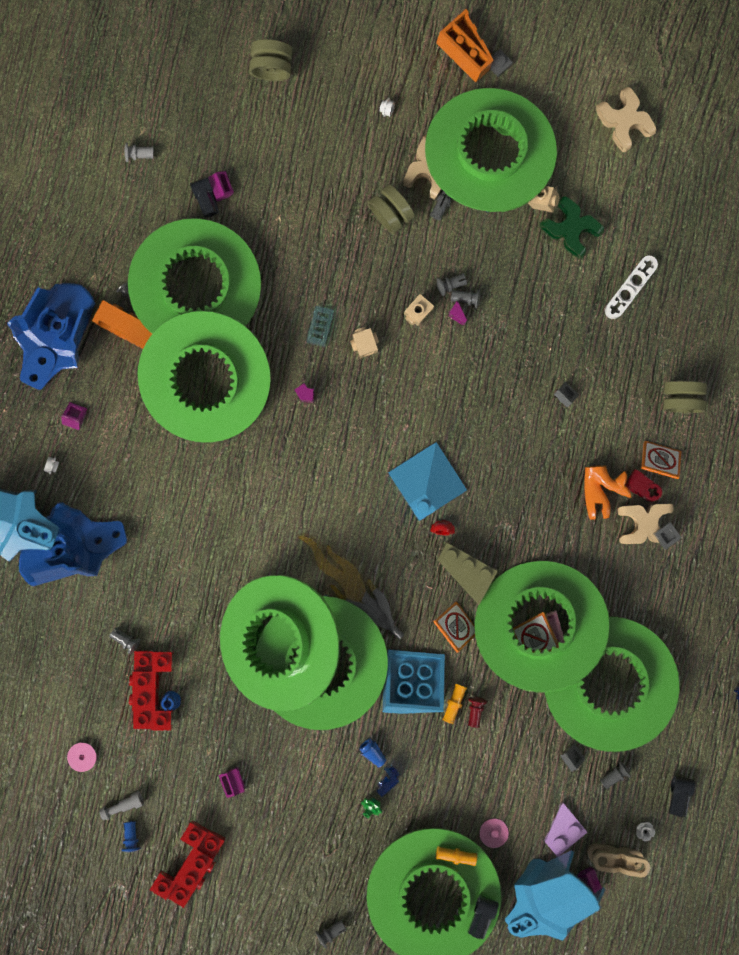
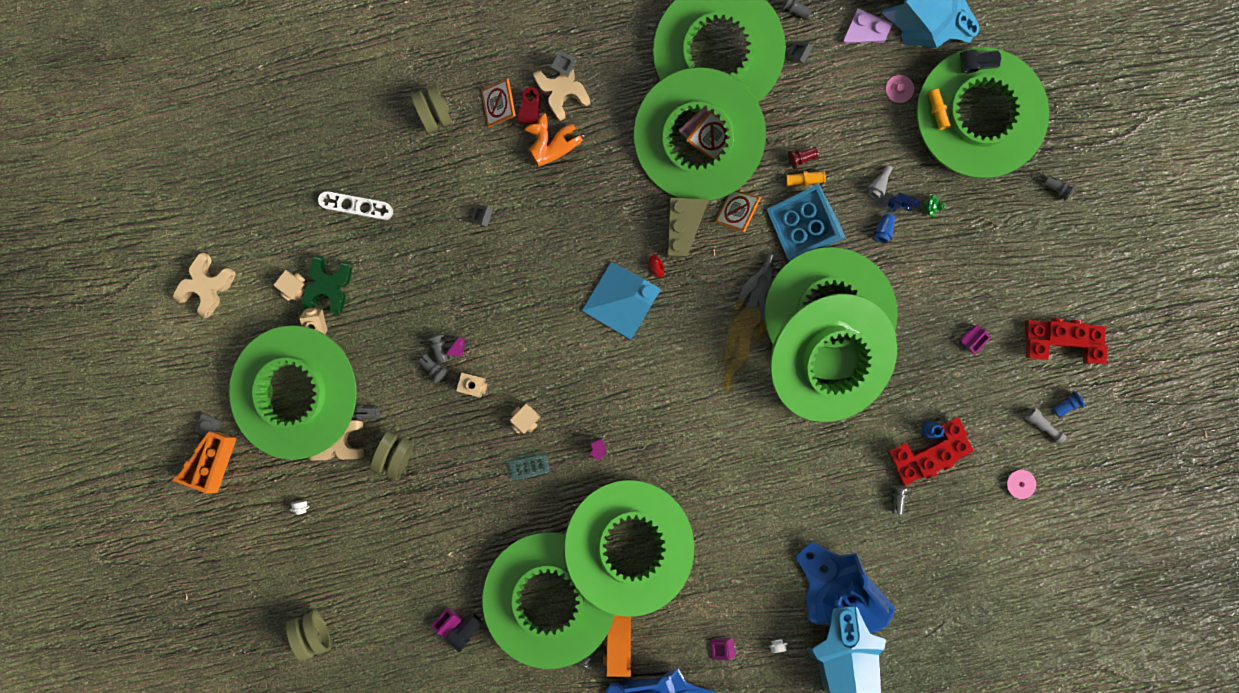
camera: 115 degrees left, 0 degrees up
(413, 766) = (878, 186): none -> light grey cone
(587, 195) = (291, 285): none -> tan brick

